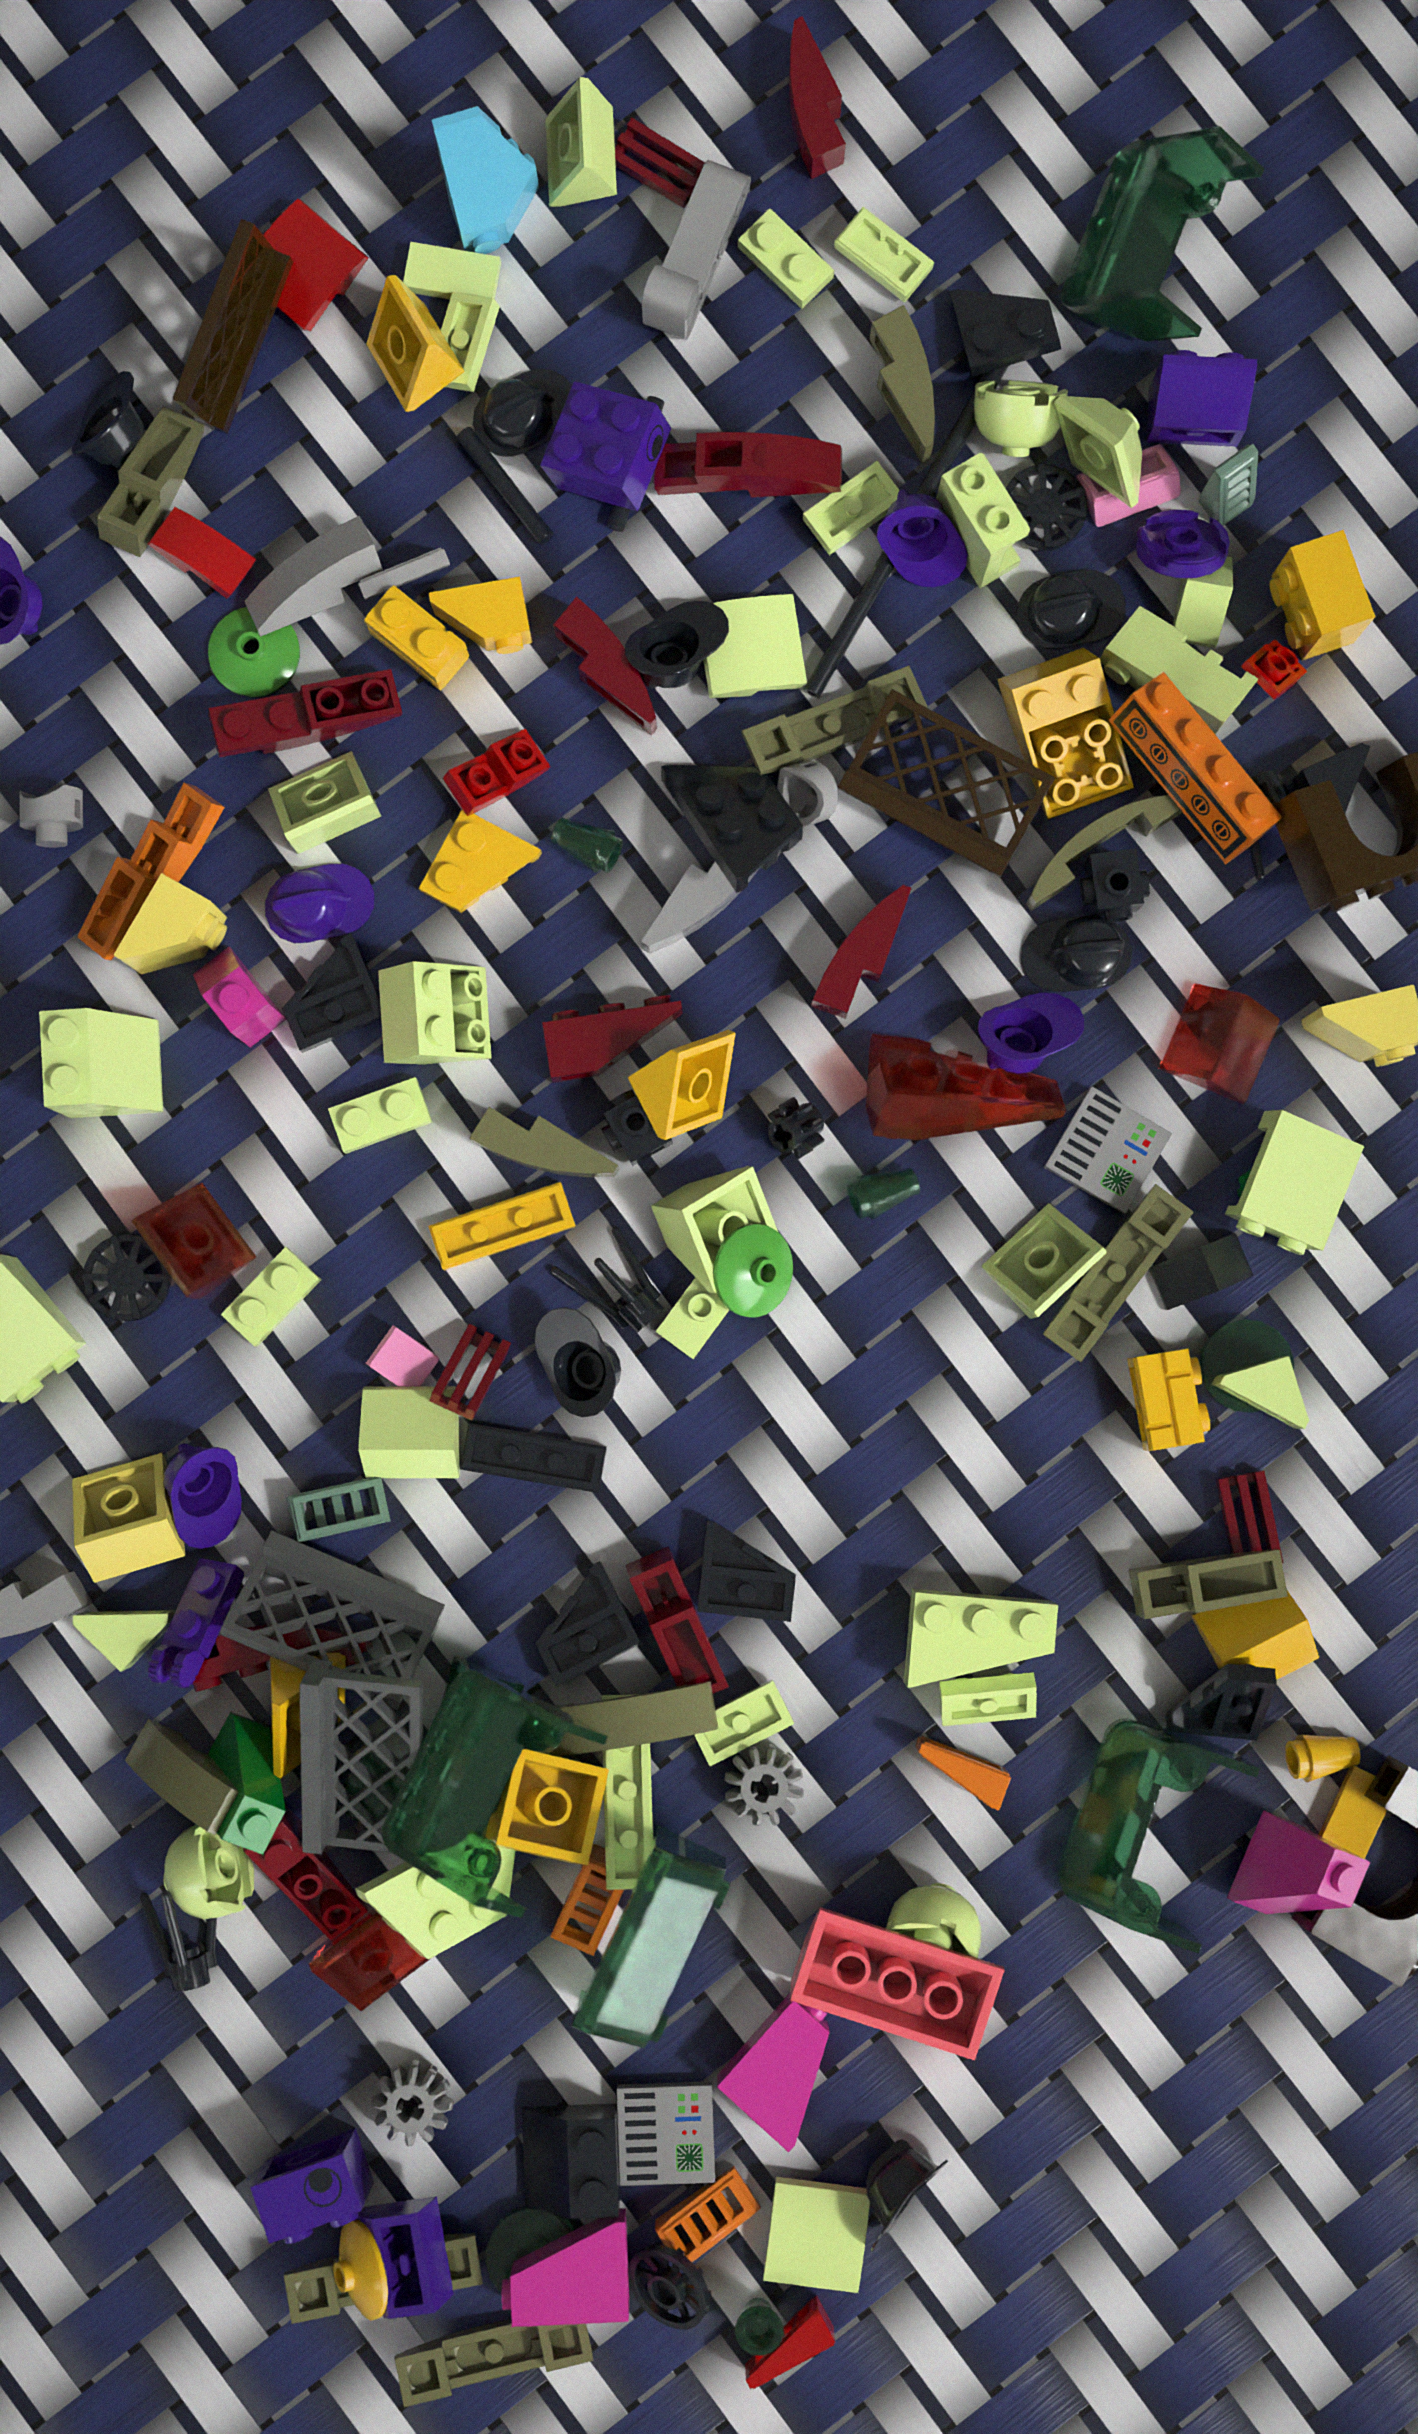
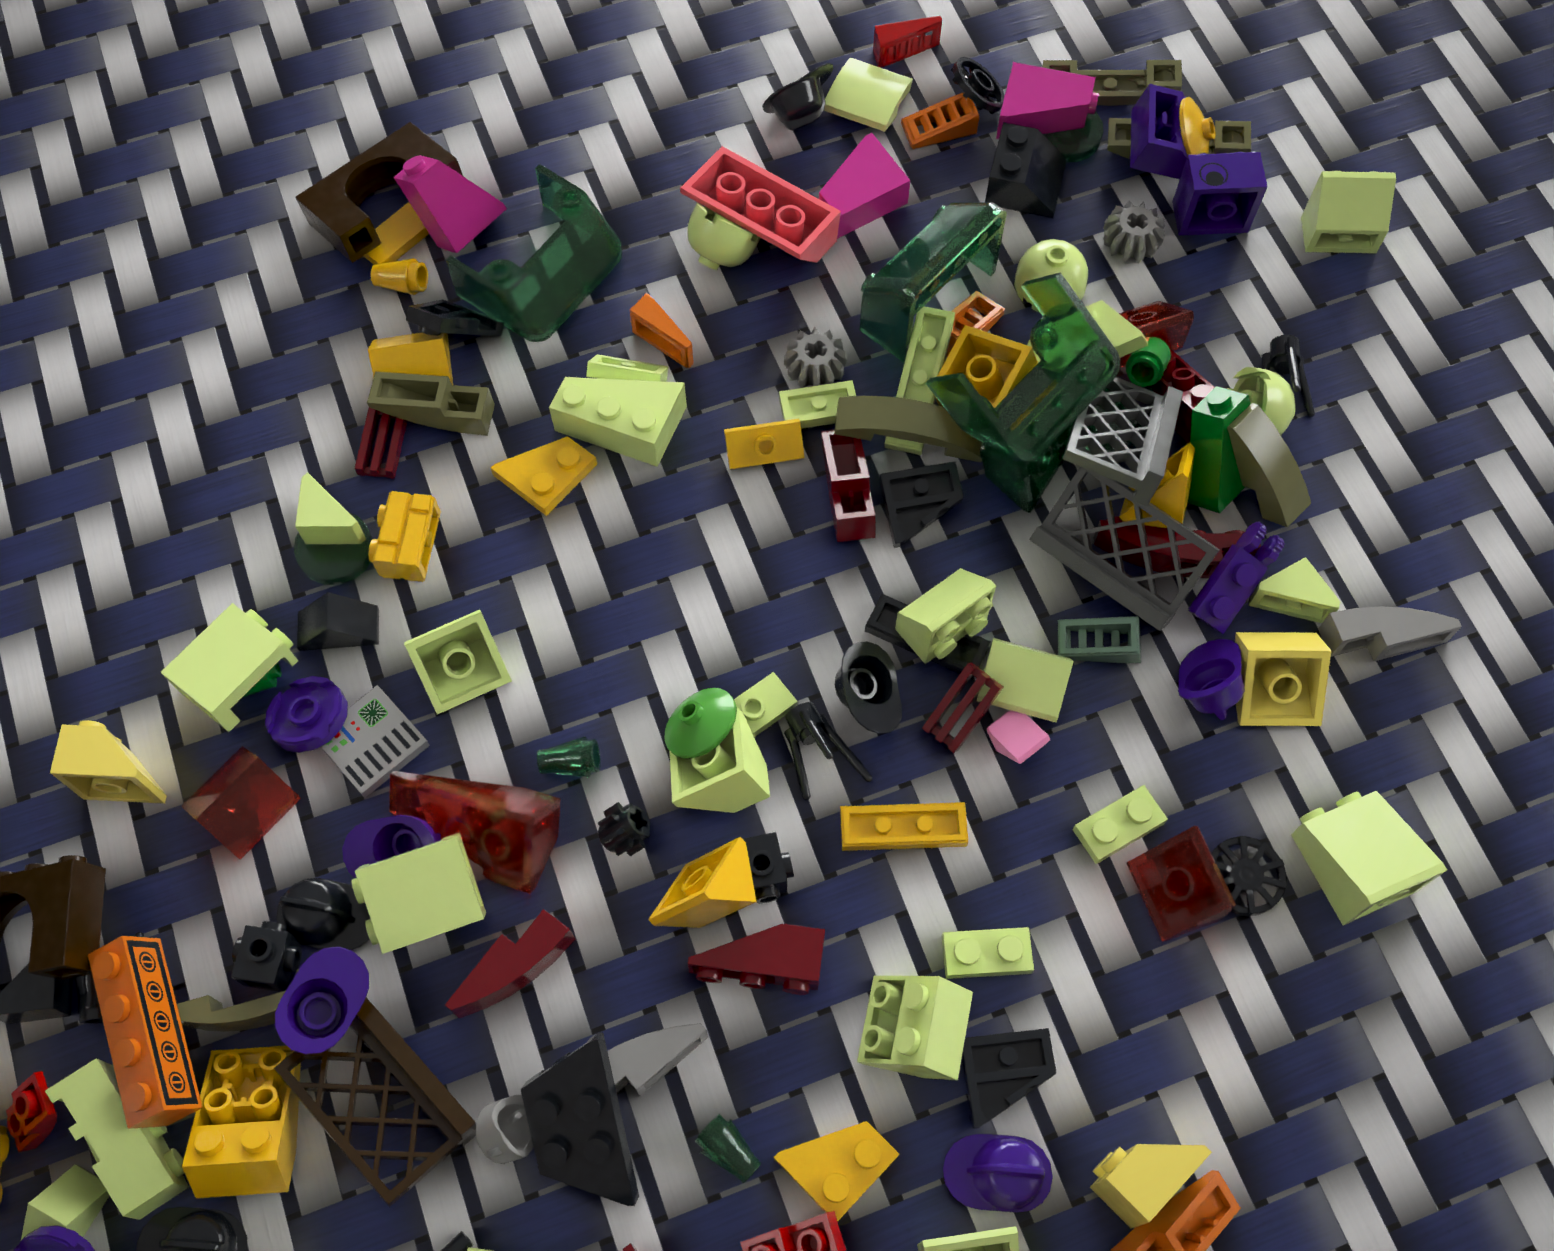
camera: 165 degrees left, 20 degrees down
(100, 1063) = (1241, 1064): yellowish green slope -> none
(140, 2207) = (1348, 212): none -> yellowish green slope
(237, 998) = (1099, 1094): dark pink slope -> none
(349, 1872) = (1148, 364): none -> green brick
(502, 2002) = (1051, 258): none -> yellowish green cylinder
(515, 1473) = (946, 614): none -> yellowish green slope
(540, 1148) = (851, 877): olive slope -> none
(665, 2133) = (953, 173): light grey tile -> none
(742, 1579) = (785, 501): black wing -> none
(762, 2336) = (923, 48): clear green cone -> none
(790, 1647) = (764, 443): none -> yellow plate
(830, 724) = (459, 1197): olive slope -> none
(980, 990) = (419, 894): none -> yellowish green panel
(1029, 845) = (322, 1000): none -> dark purple piece
(1038, 1537) = (546, 473): none -> yellow wing
(1117, 1273) = (386, 655): olive slope -> none
(1189, 1155) = (306, 714): none -> dark purple tile

